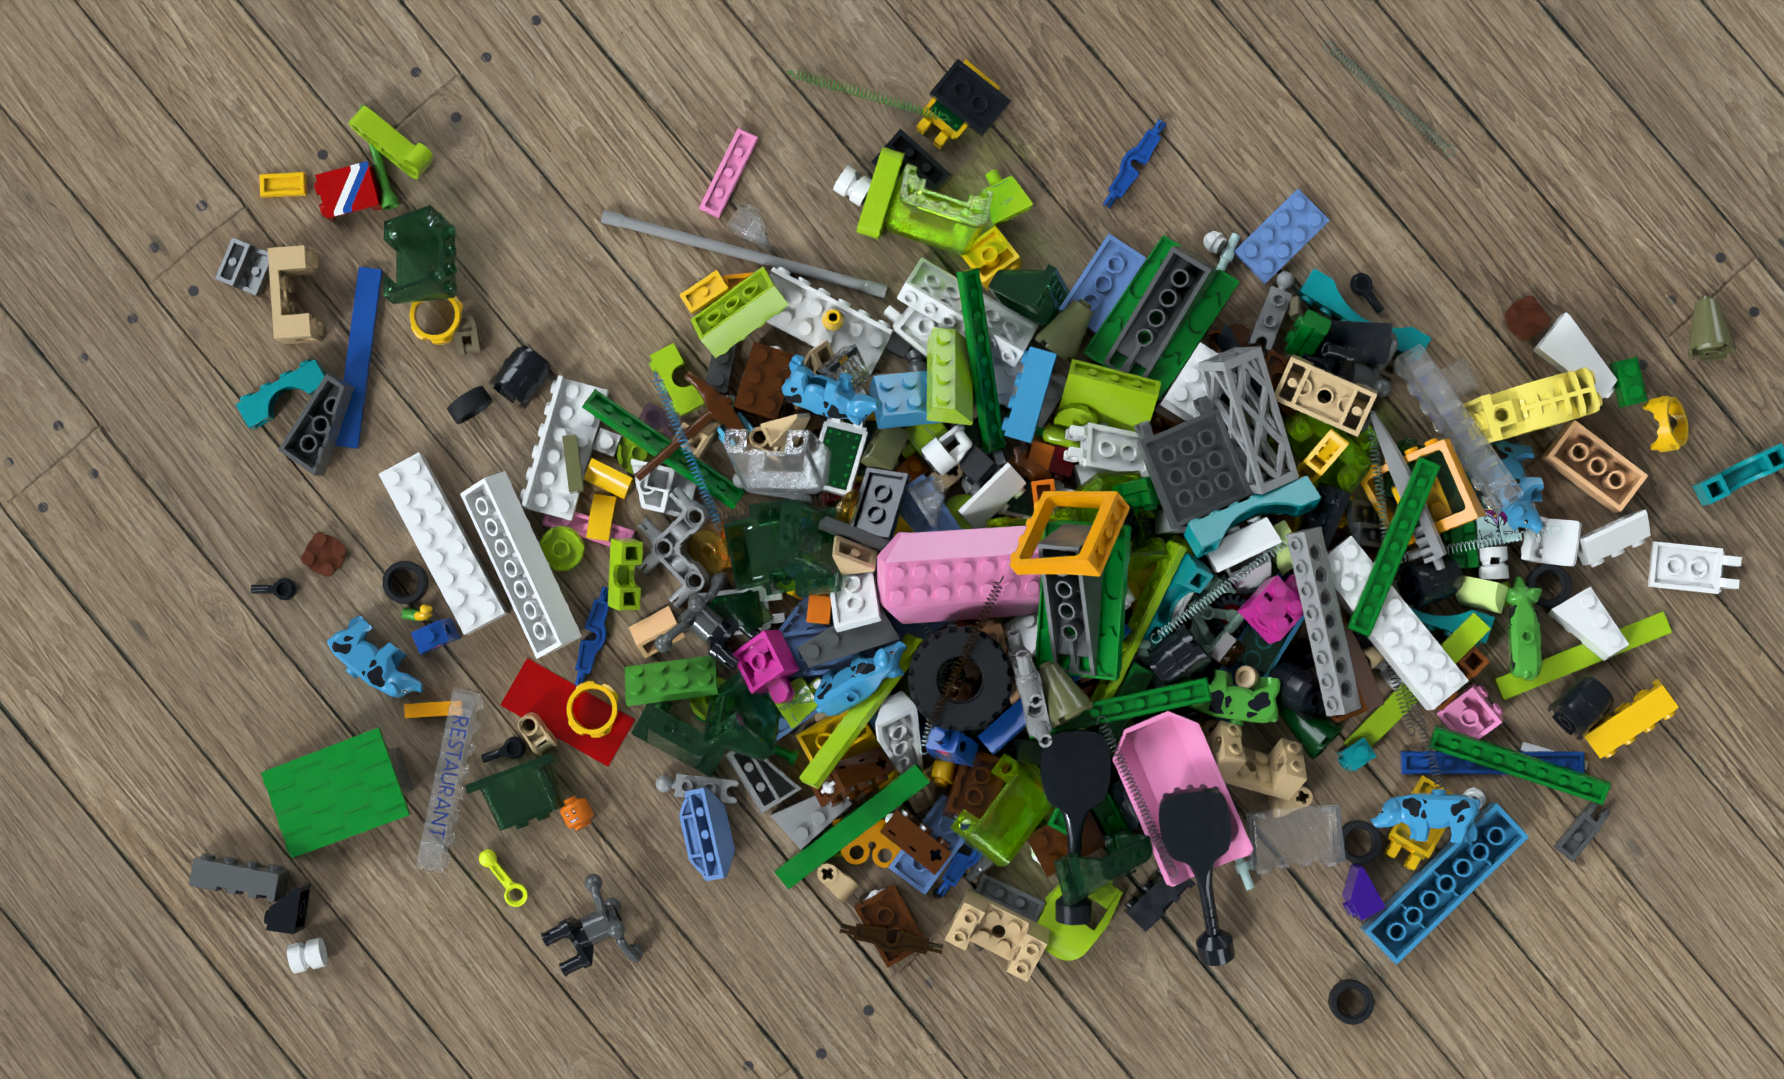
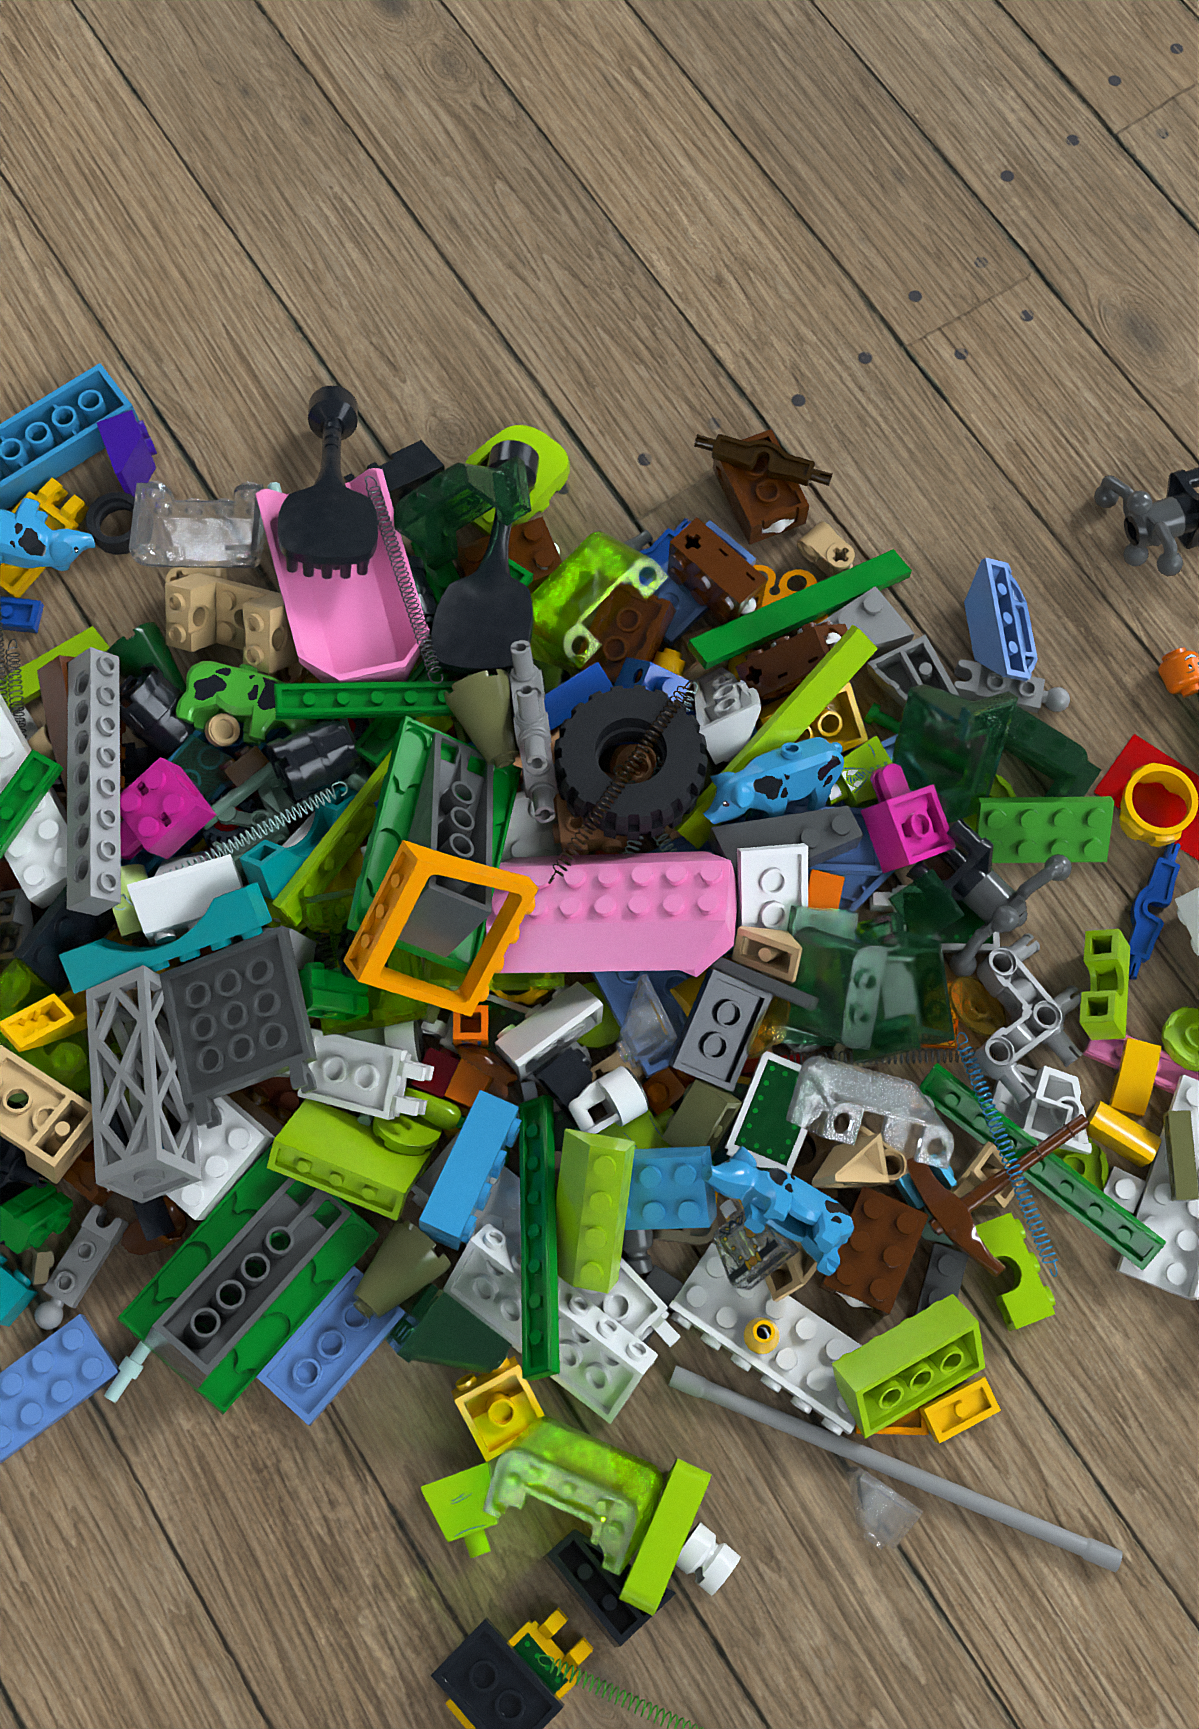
camera: 175 degrees left, 15 degrees down
(651, 627) = (1062, 904): light nougat brick -> none
(656, 418) = (1054, 1217): clear purple plate -> none
(728, 173) = (907, 1610): bright pink tile -> none
(1010, 897) = (596, 507): dark grey plate -> none
(1020, 944) = (588, 452): tan plate -> none
(1127, 173) = (235, 1555): blue piece -> none
(1214, 242) = (146, 1390): white plate -> none
(1355, 755) = (96, 626): teal bracket -> none
(1368, 1005) = (164, 321): black tyre -> none

